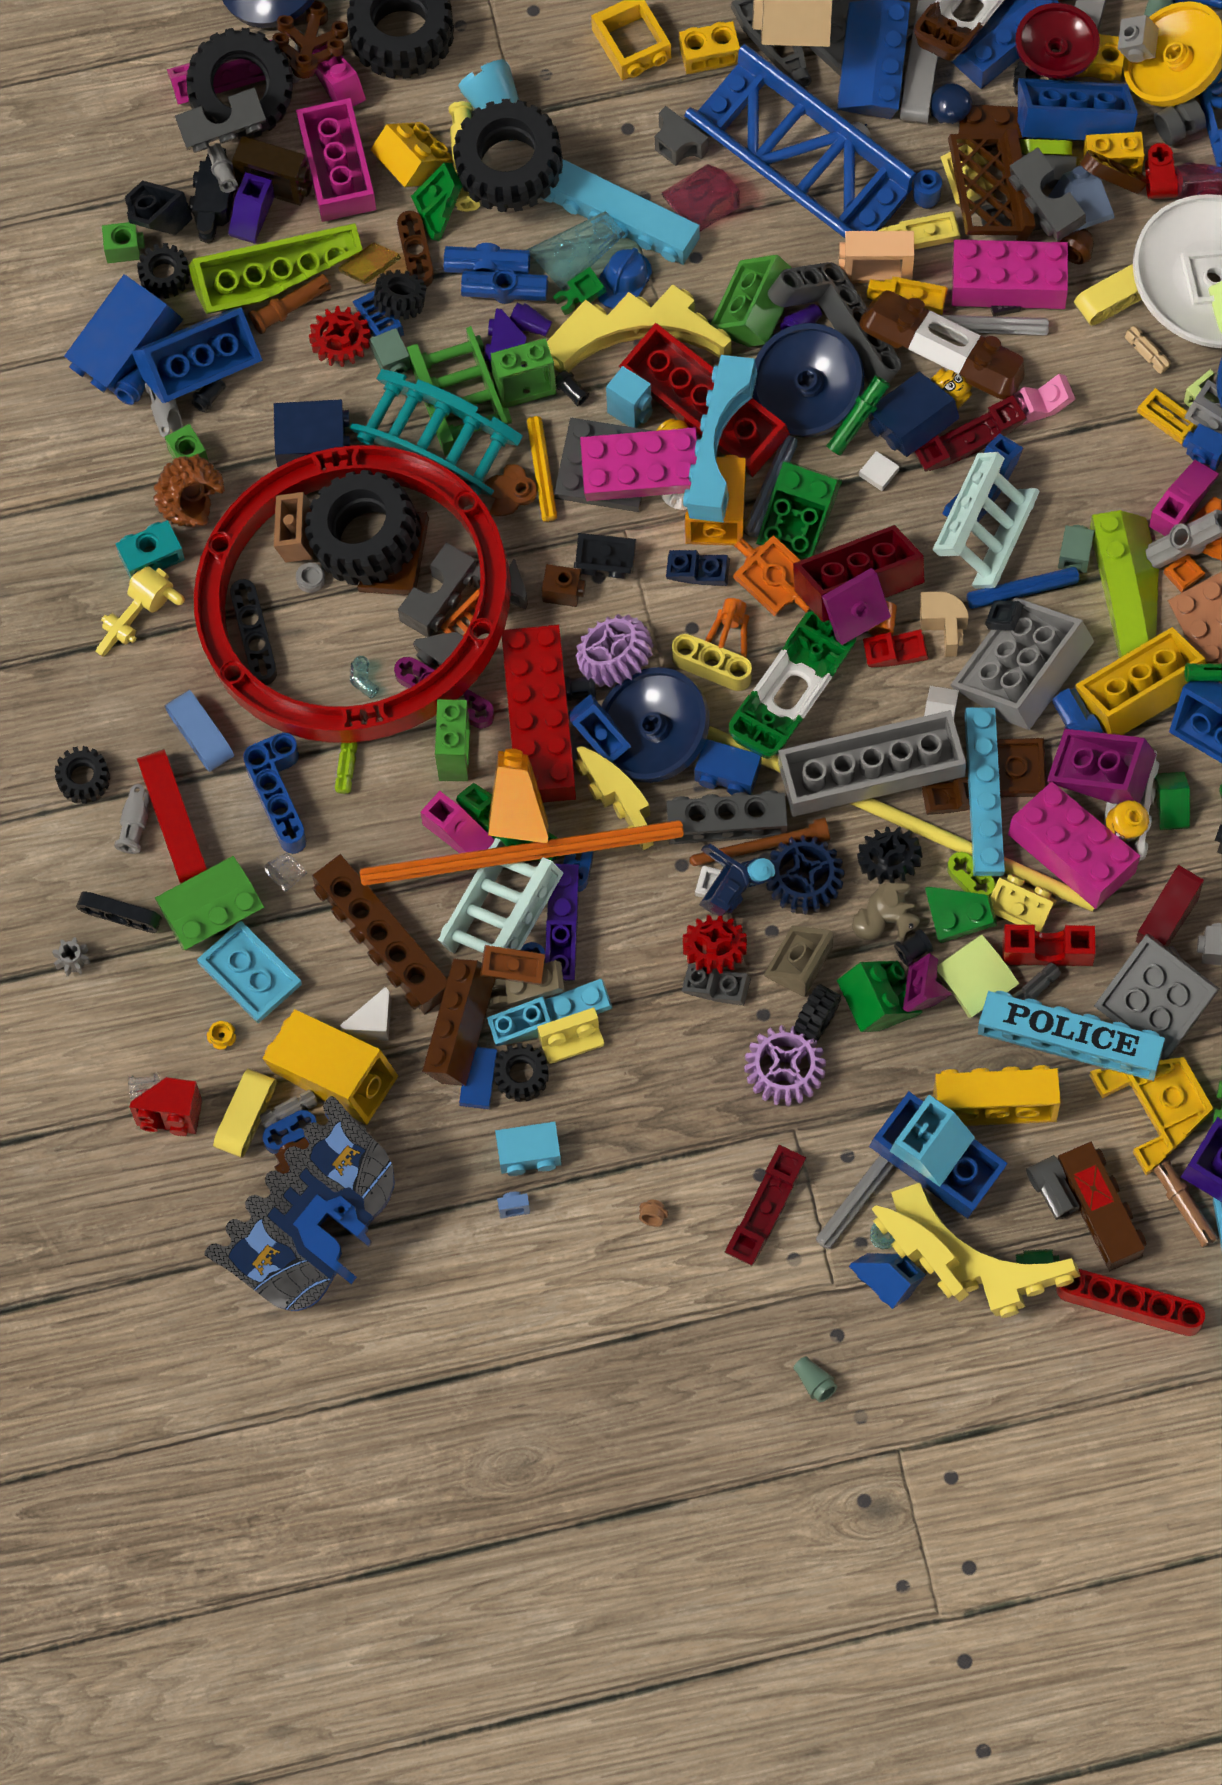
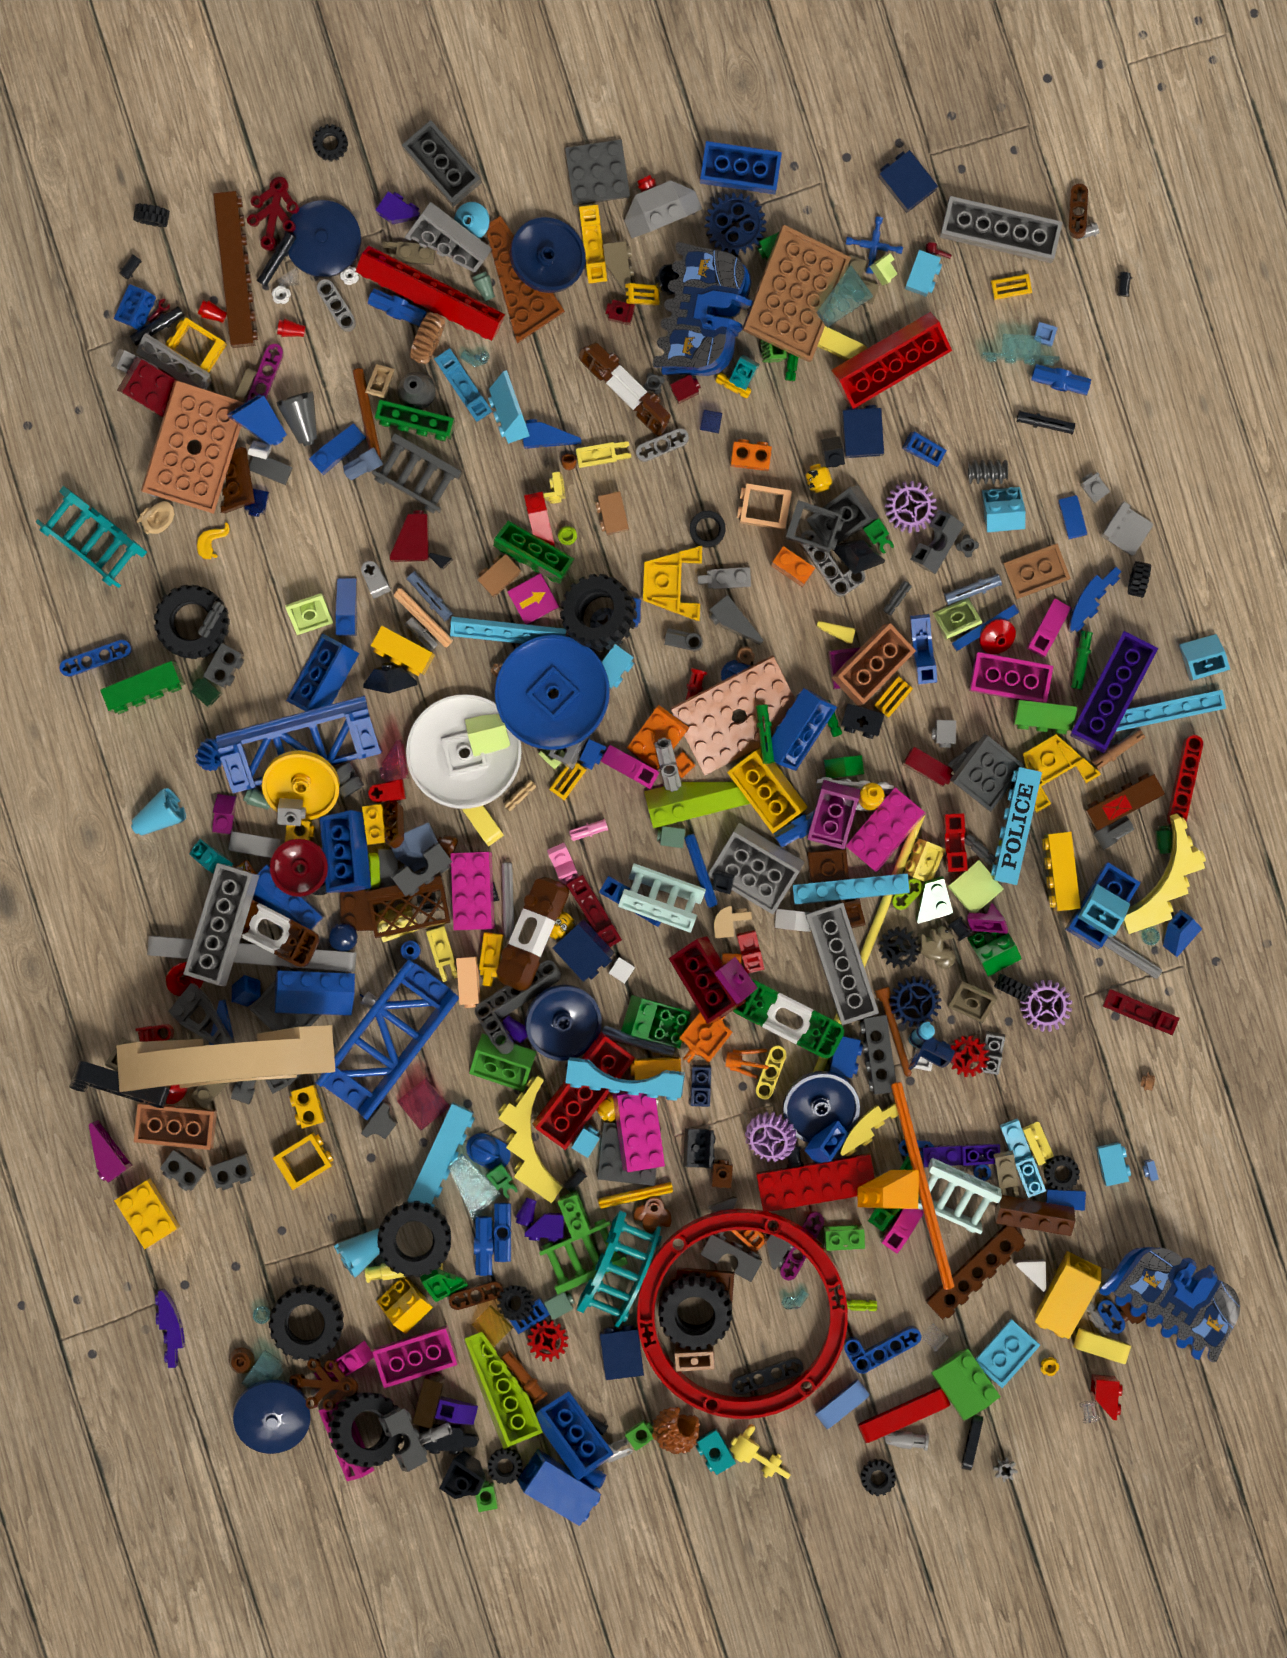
camera: 90 degrees left, 20 degrees up
(310, 577) = (726, 1343): light grey tile -> none
(512, 965) = (1003, 1185): dark orange plate -> none
(816, 1381) = (1248, 973): sand green cone -> none
(862, 409) = (583, 983): green pin -> none
(917, 1241) = (1163, 917): light yellow slope -> none
(1092, 438) = (588, 830): none -> bright pink axle

